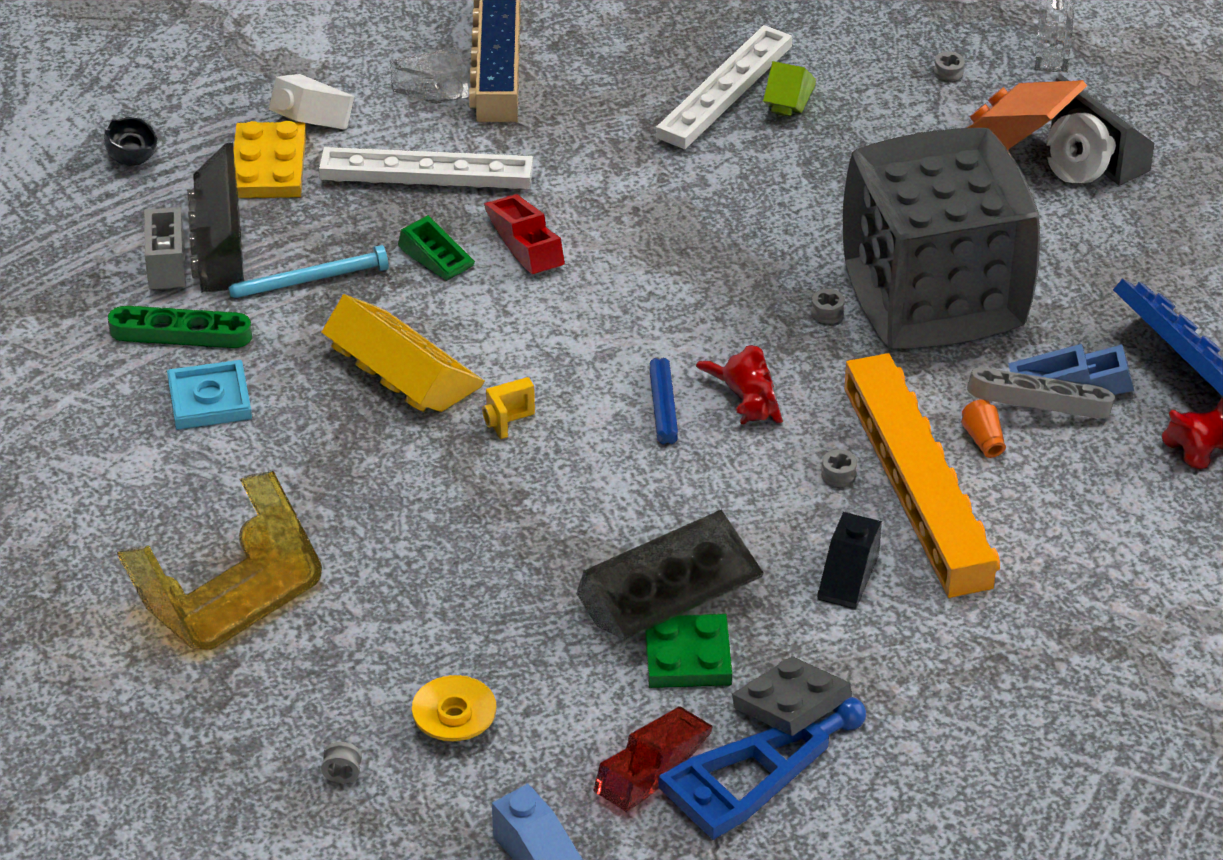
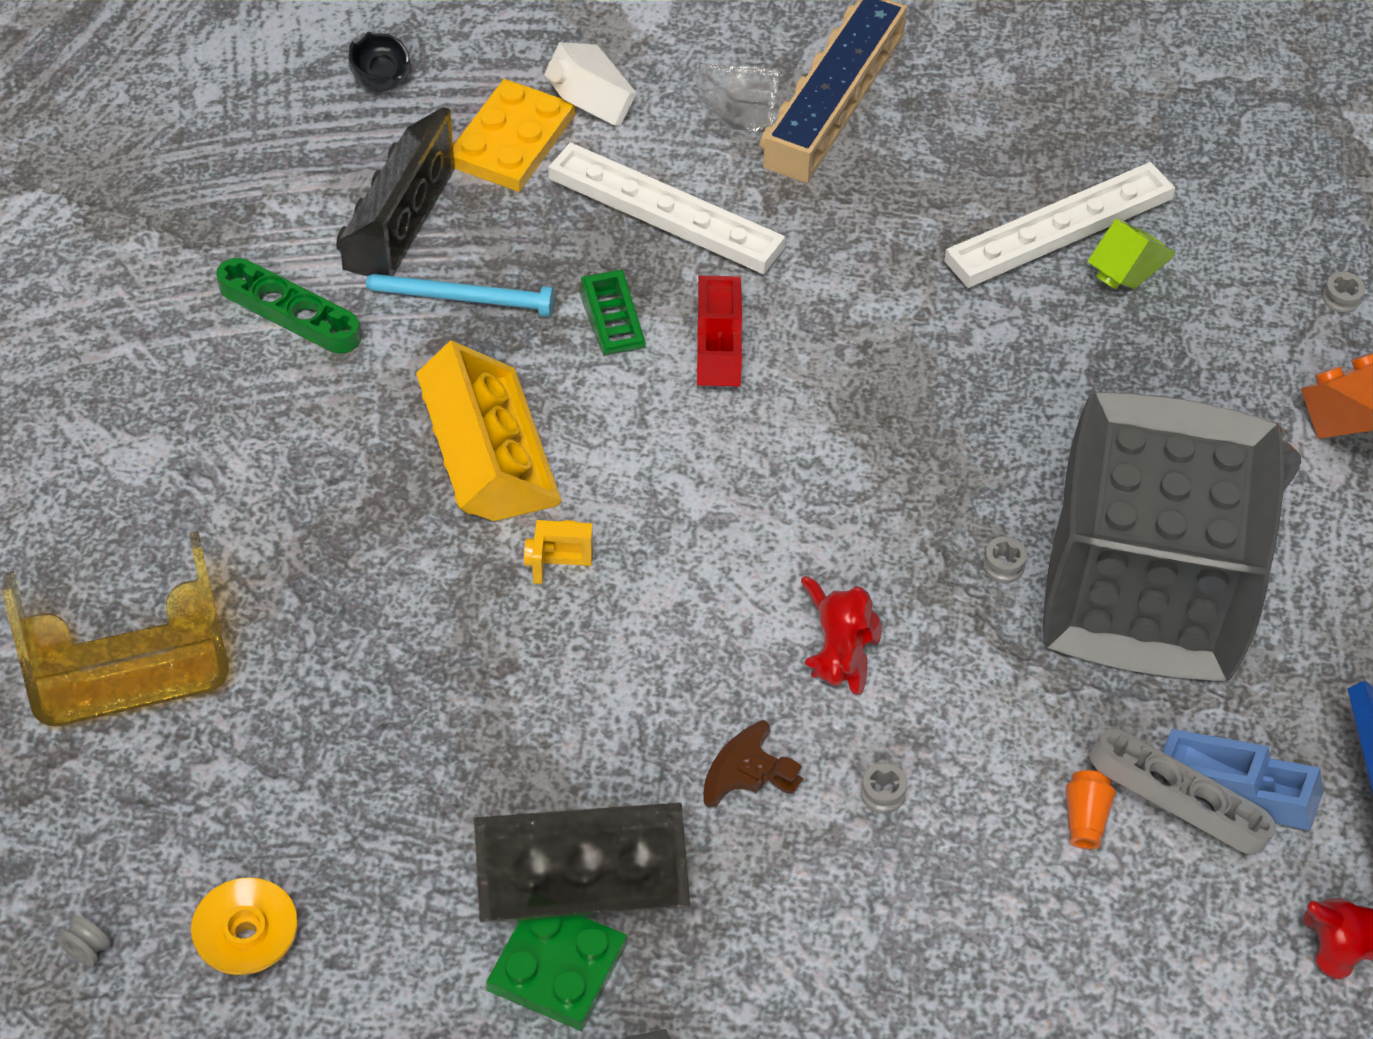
camera: 25 degrees right, 10 degrees up
(164, 248) = (322, 205): light grey brick -> none
(209, 394) = (264, 400): medium azure tile -> none
(663, 401) = (738, 610): blue axle -> none
(732, 490) = (746, 766): none -> reddish brown piece
(850, 560) = (812, 927): black slope -> none
(921, 476) = (968, 849): light orange brick -> none

